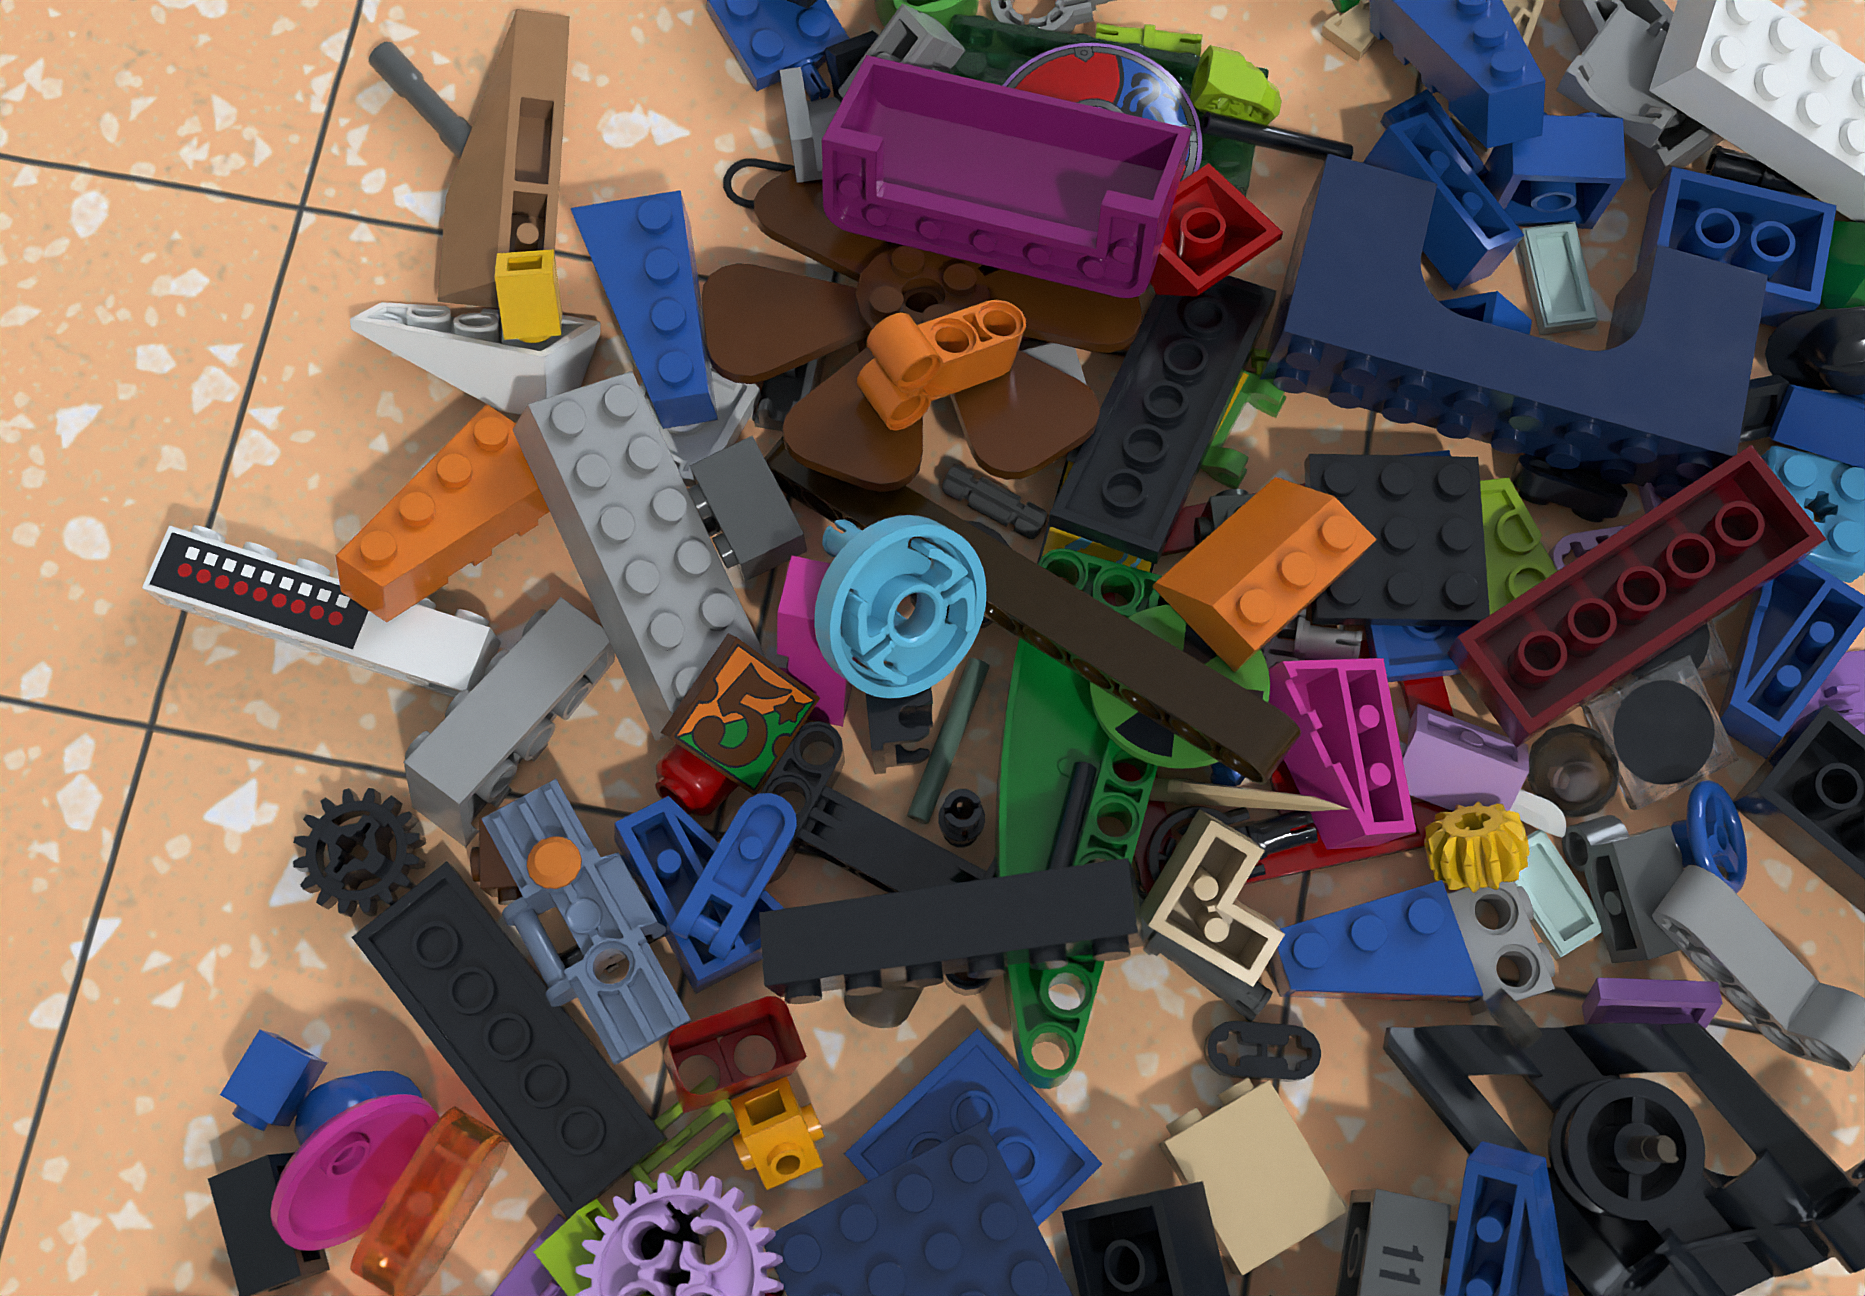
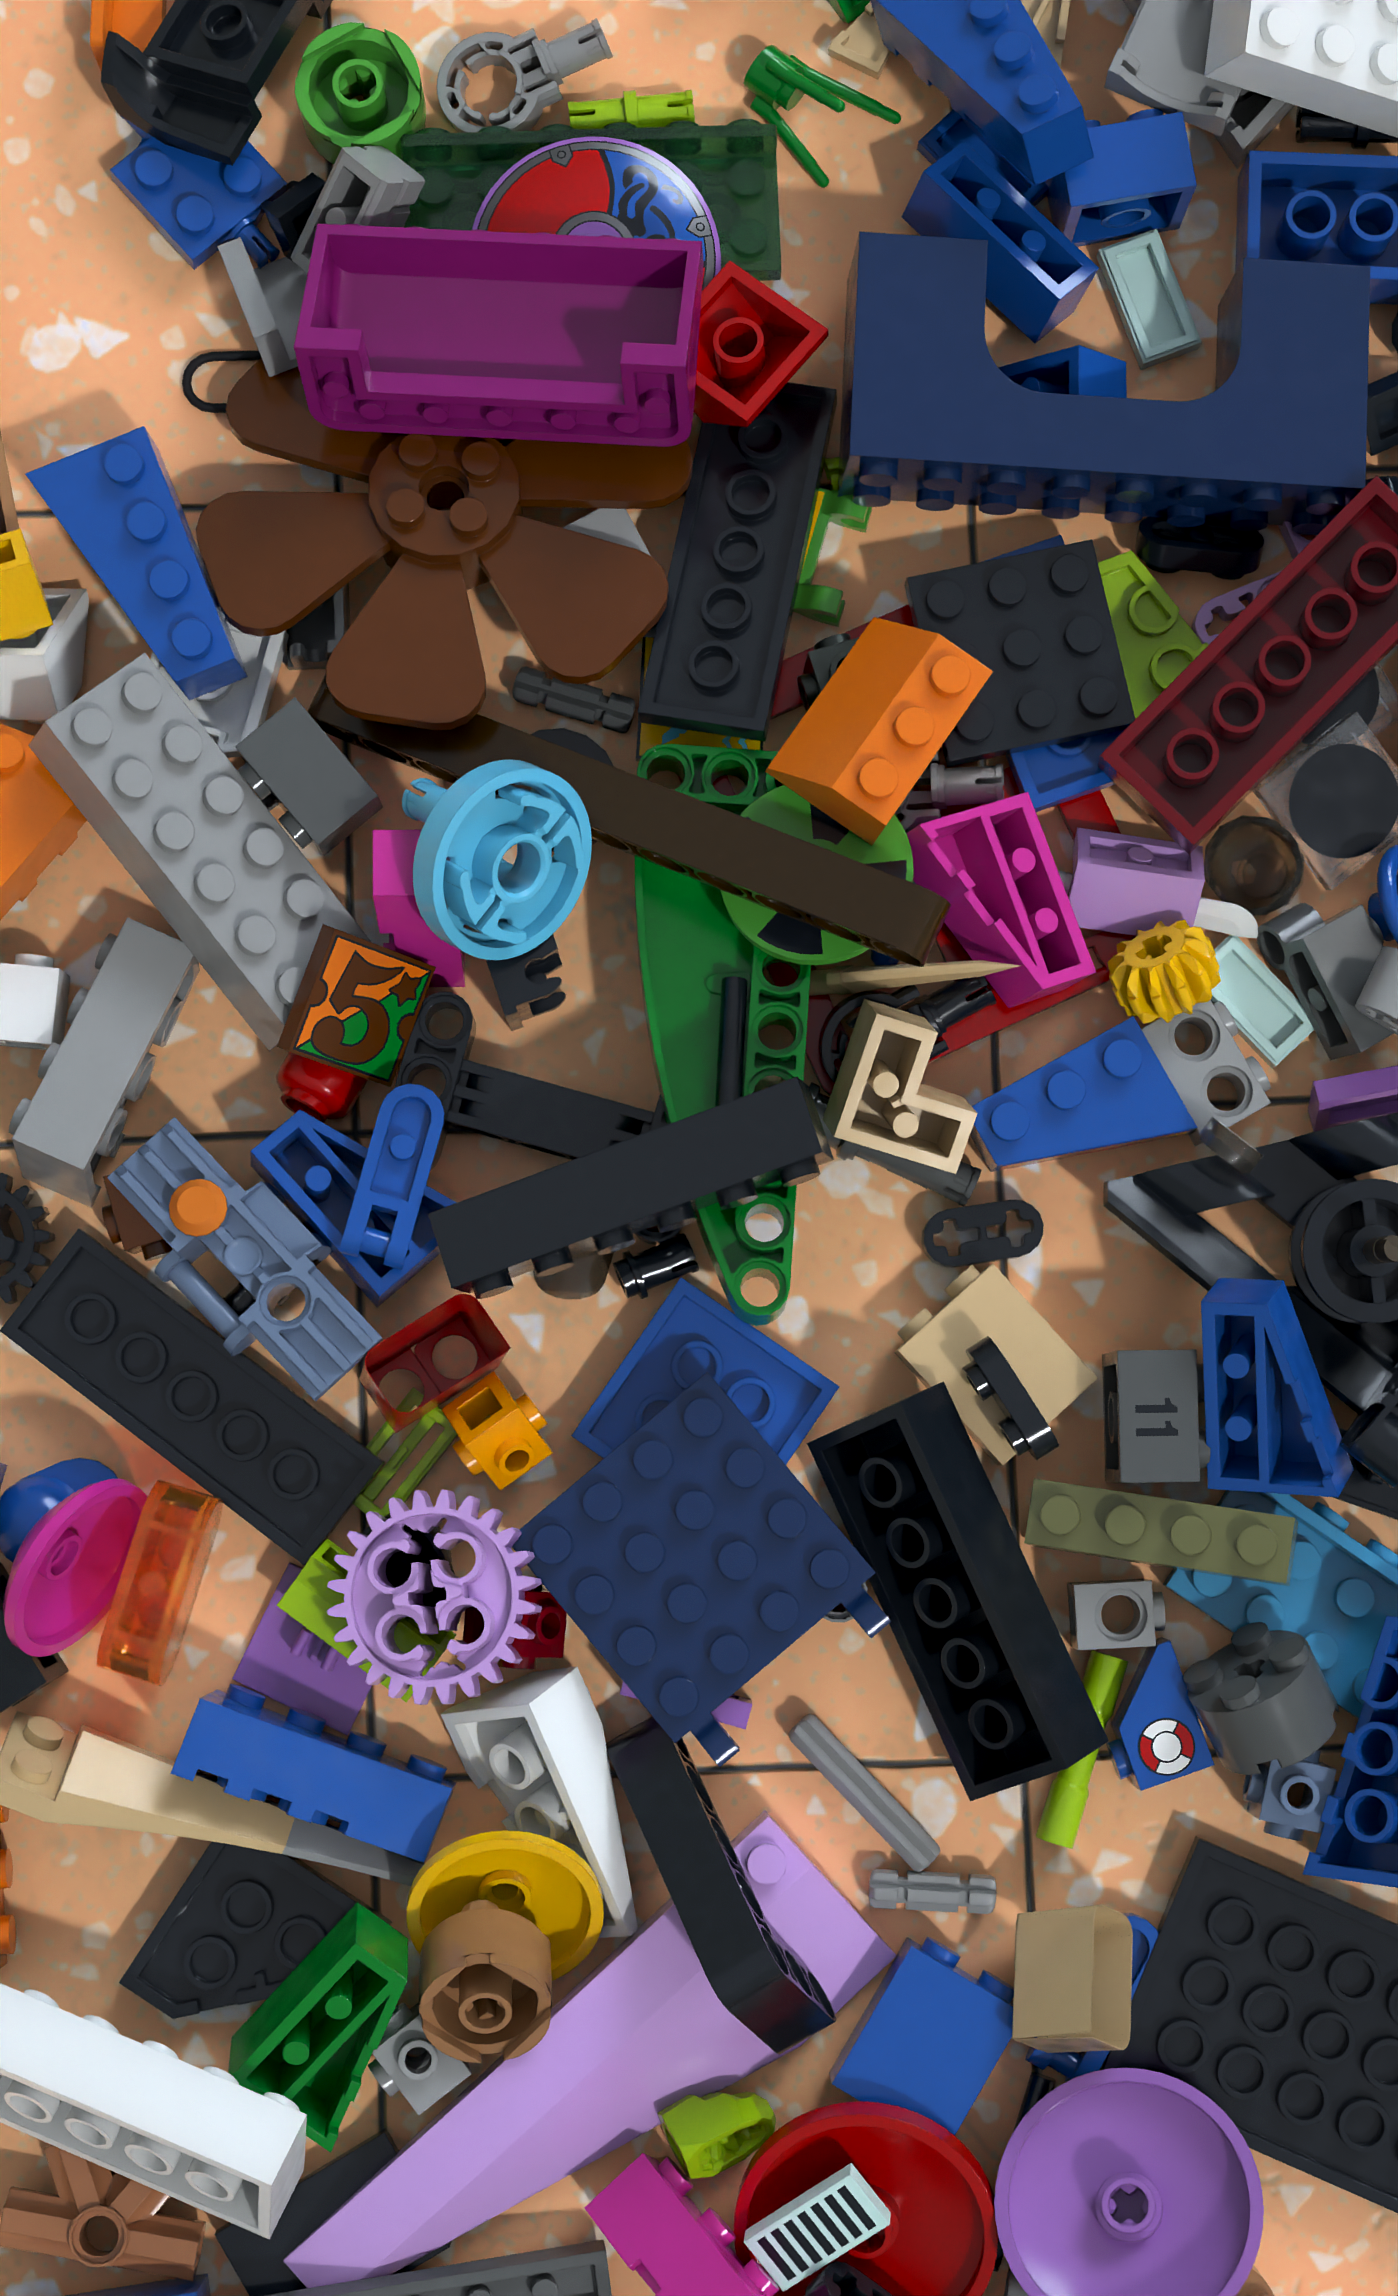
camera: 15 degrees left, 10 degrees up
(937, 358) = (454, 583): orange piece -> none
(948, 740) = (582, 977): sand green bar -> none
(956, 1013) = (655, 1266): none -> black pin
(969, 810) = (620, 1048): black pin -> none
(1233, 87) = (740, 160): lime rock -> none
(1271, 1239) = (993, 1376): none -> black plate
(1273, 137) = (801, 204): black piece -> none
(1279, 44) = (783, 82): none -> green plant

